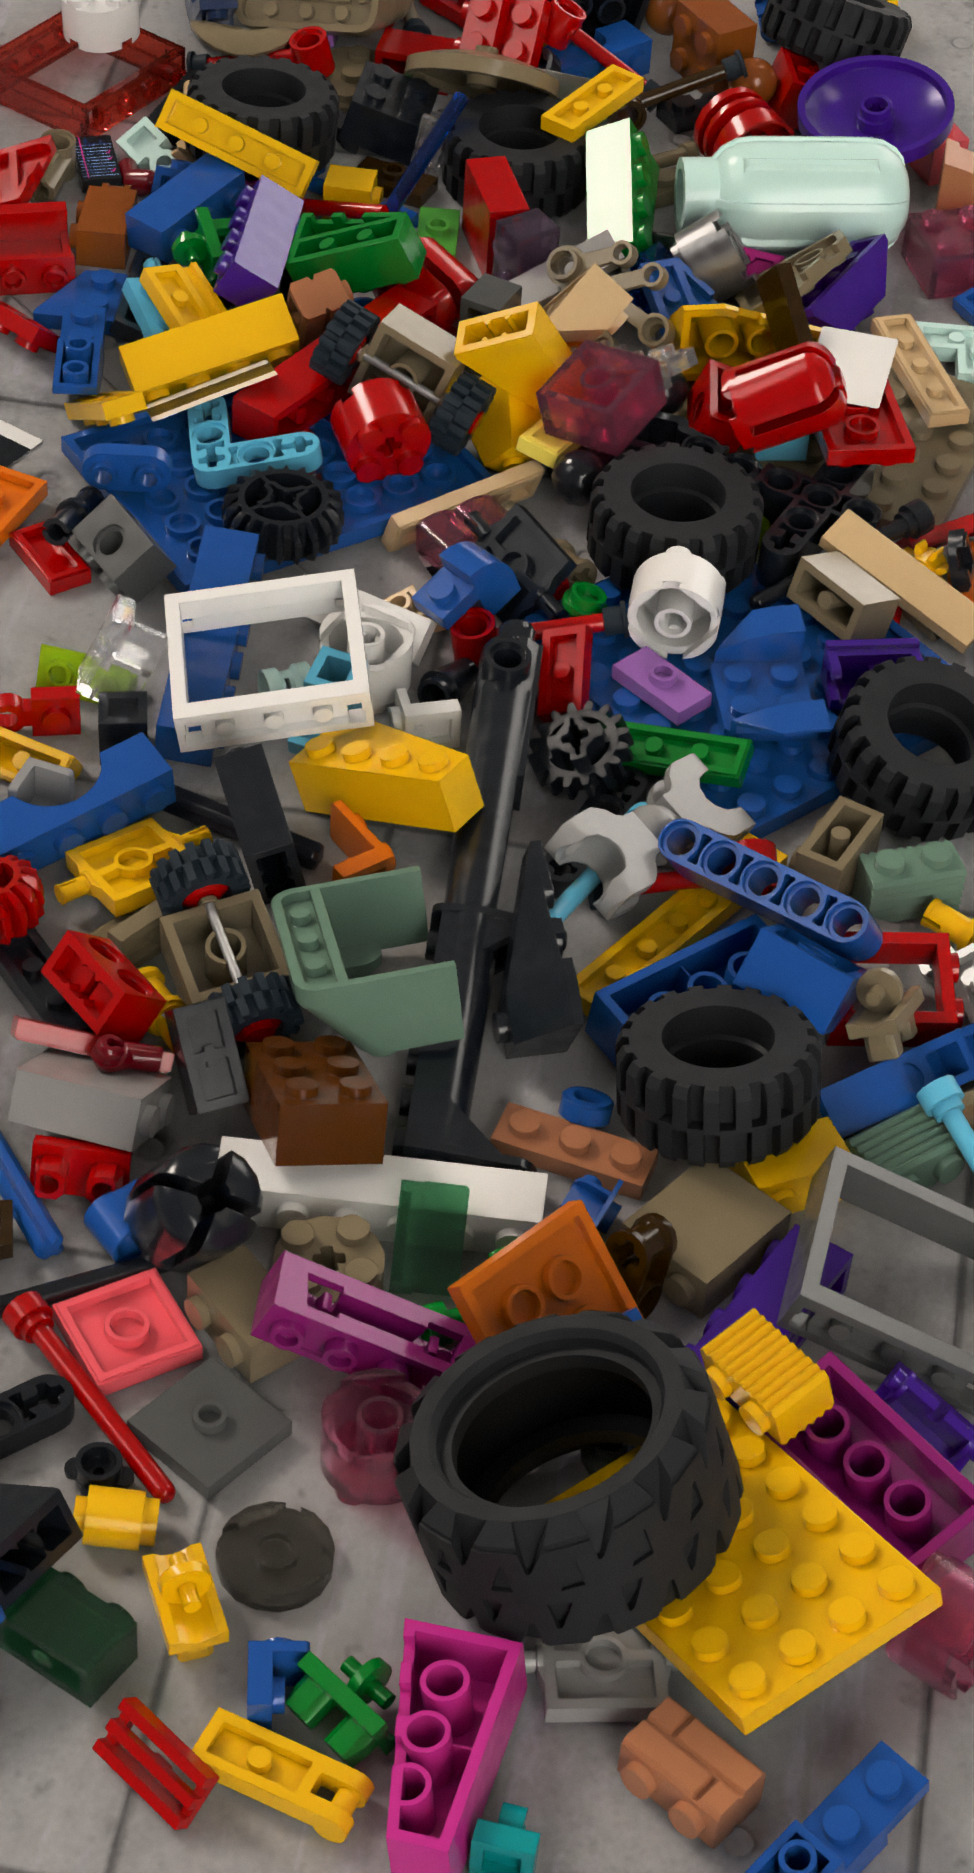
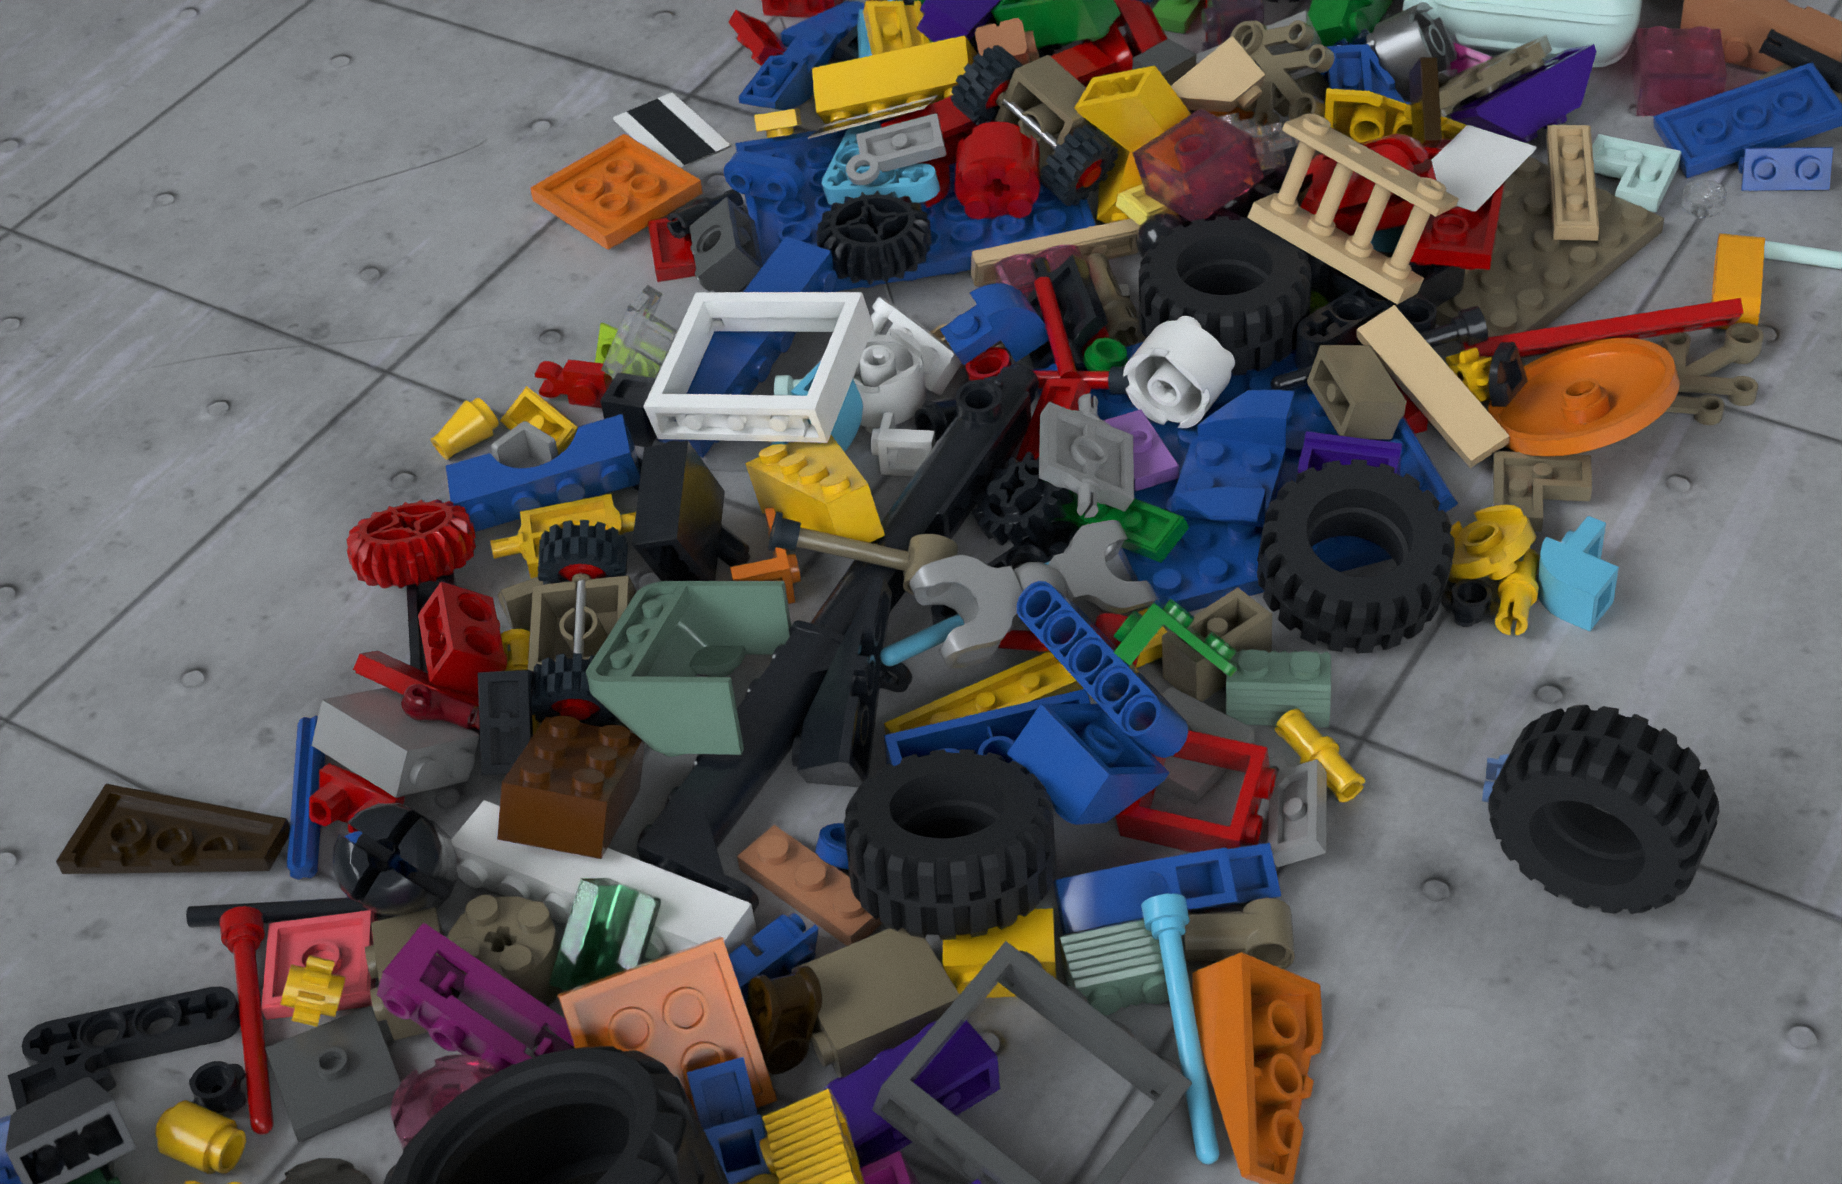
camera: 30 degrees right, 0 degrees up
(158, 1352) = (312, 990): none -> yellow gear
(272, 418) = (896, 147): none -> light grey hinge
(528, 579) = (1055, 328): none -> red bar
(530, 820) = (922, 548): none -> dark tan piece
(638, 696) = (1086, 456): none -> light grey plate
(752, 447) = (1318, 232): none -> tan fence
(813, 837) = (1139, 630): none -> green bracket
(884, 1014) = (1147, 812): dark tan hips -> none

